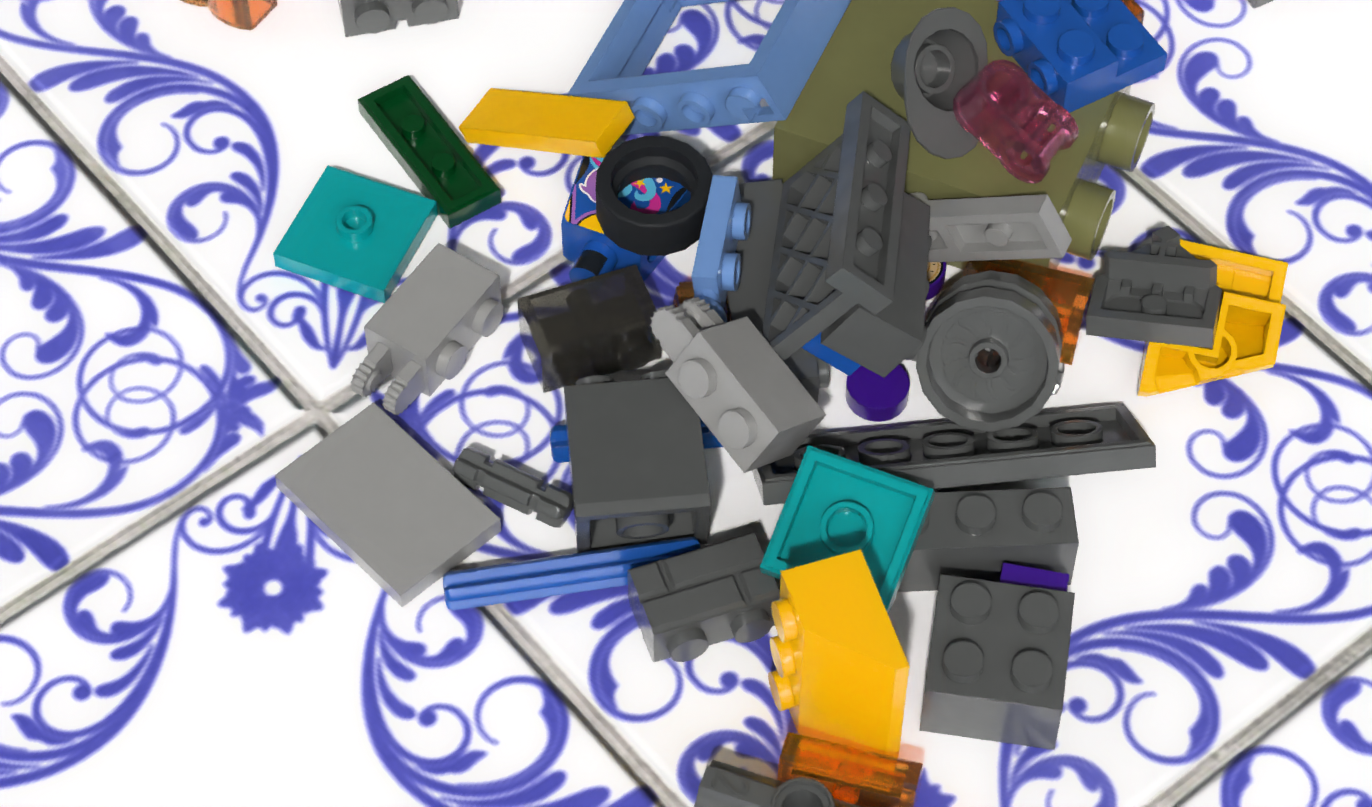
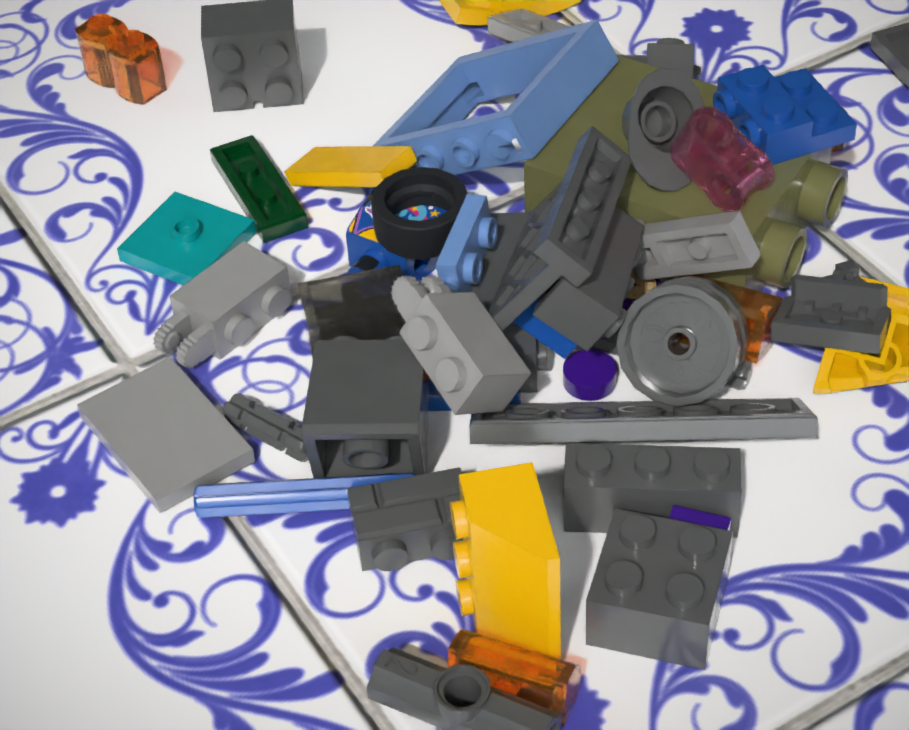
camera: 10 degrees right, 10 degrees down
(848, 508) = (562, 449): teal plate -> none

